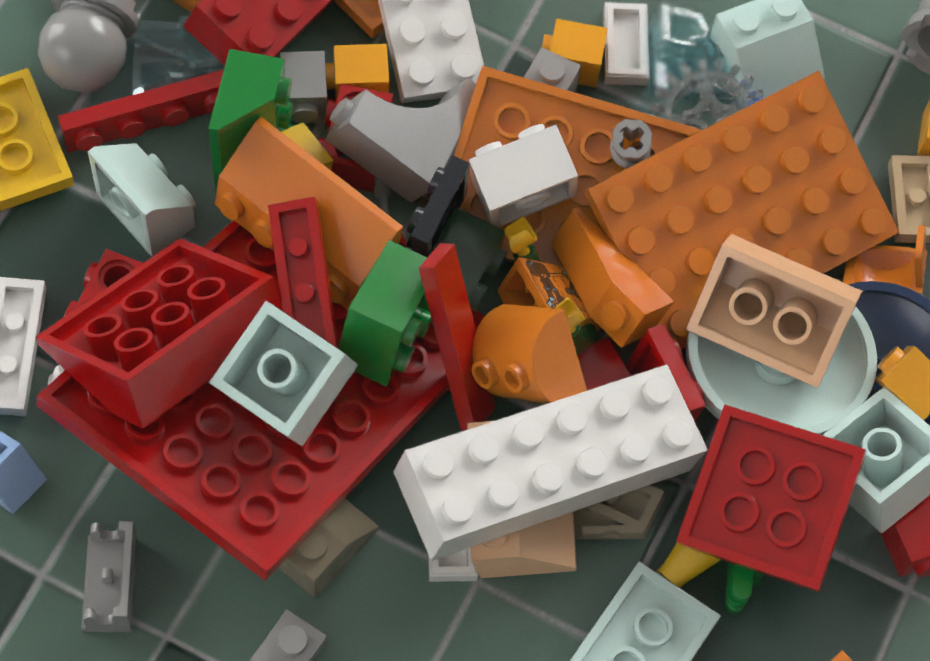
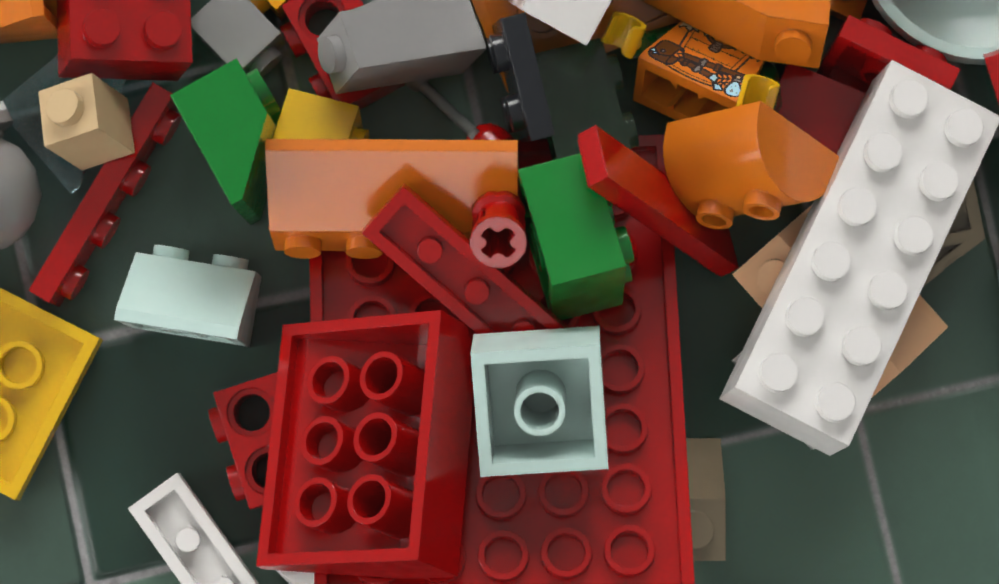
camera: 30 degrees left, 20 degrees up
(174, 51) = (86, 121): none -> tan brick
(333, 263) = (498, 246): none -> red bush

